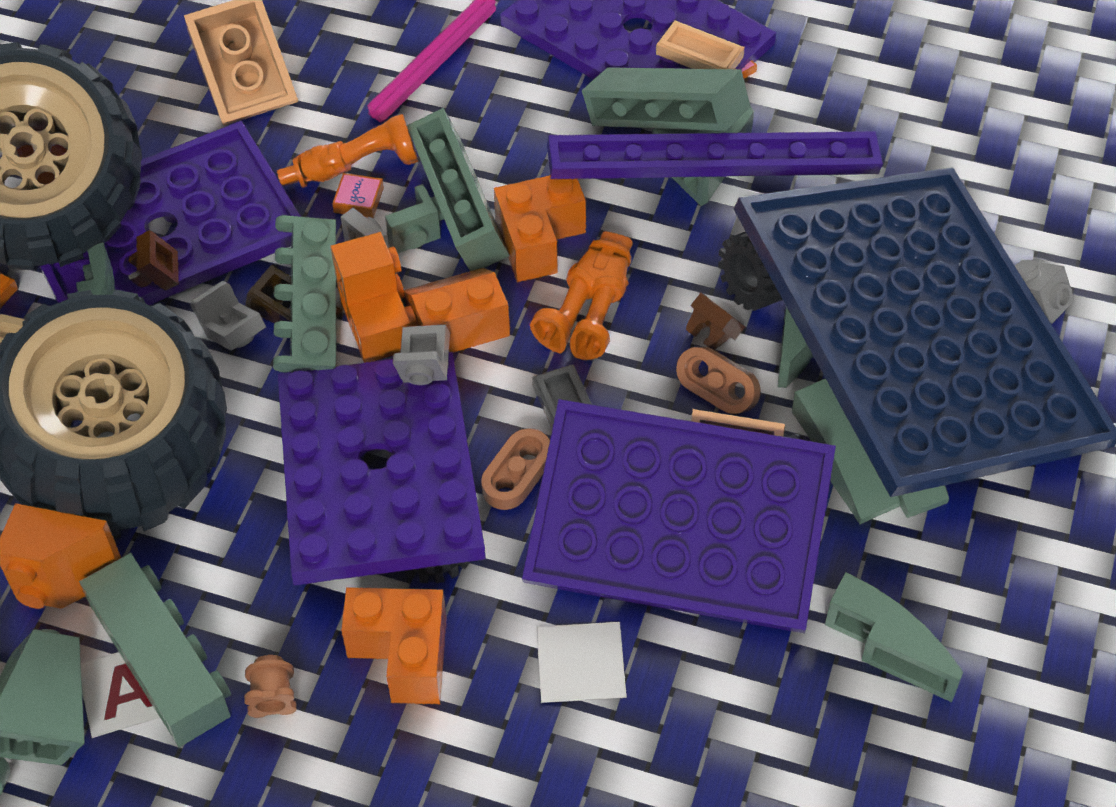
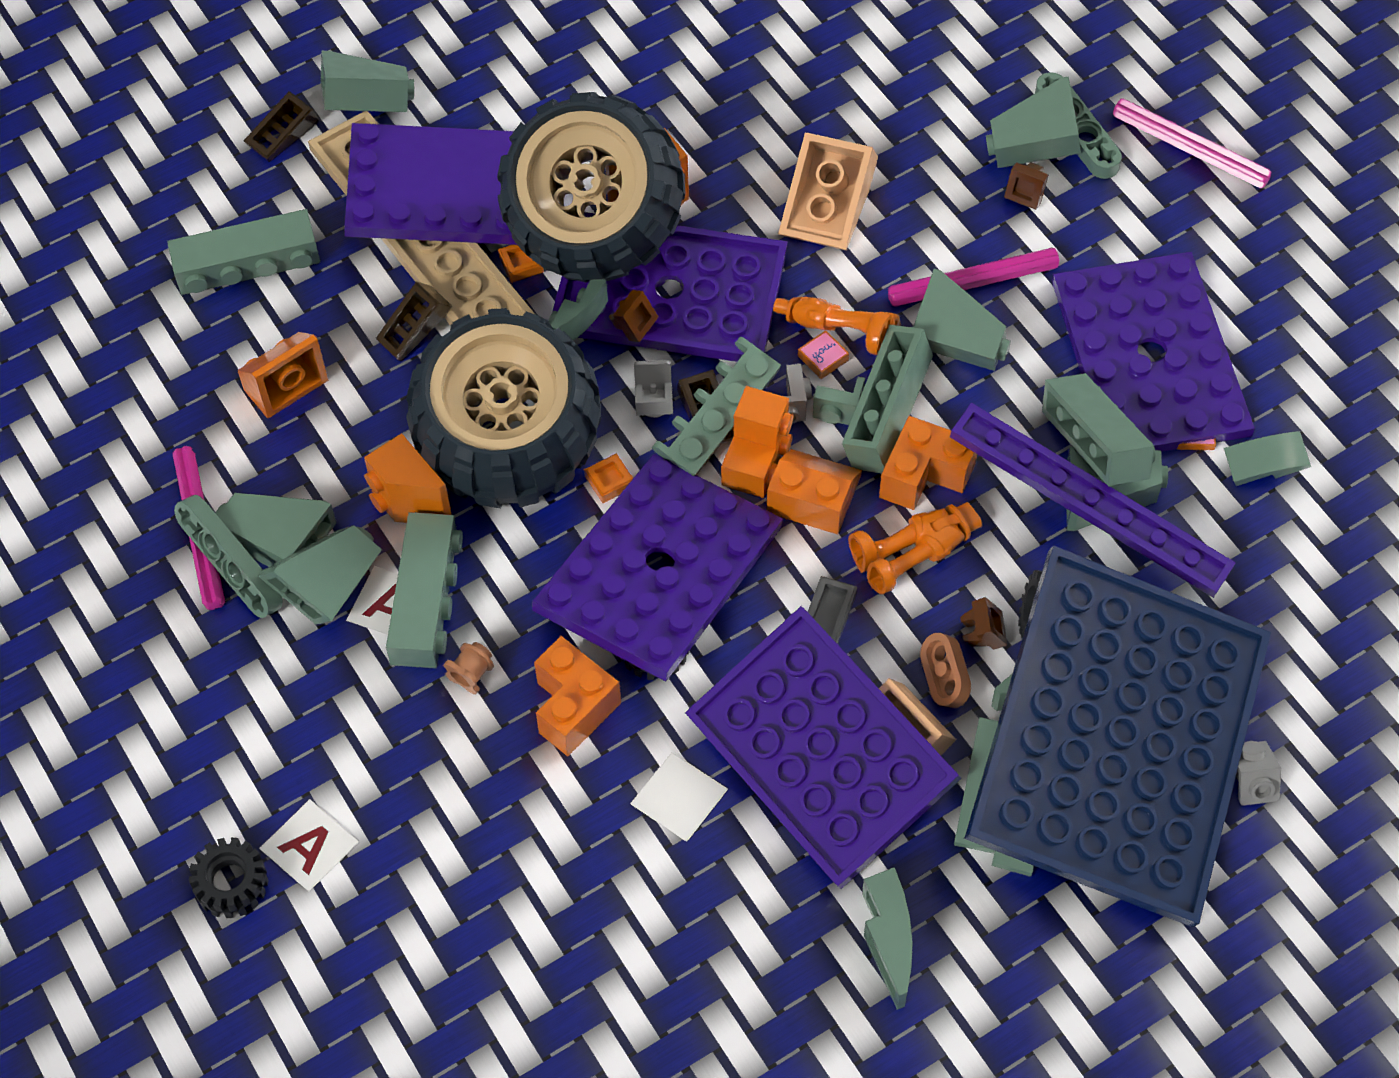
camera: 40 degrees right, 5 degrees up
(252, 424) = (608, 477): none -> orange tile
(423, 354) = (749, 508): light grey bracket -> none
(470, 92) = (960, 325): none -> sand green slope
(514, 472) = (746, 631): nougat plate -> none
(698, 49) = (1172, 405): light nougat tile -> none
(807, 46) = (1267, 456): none -> sand green slope

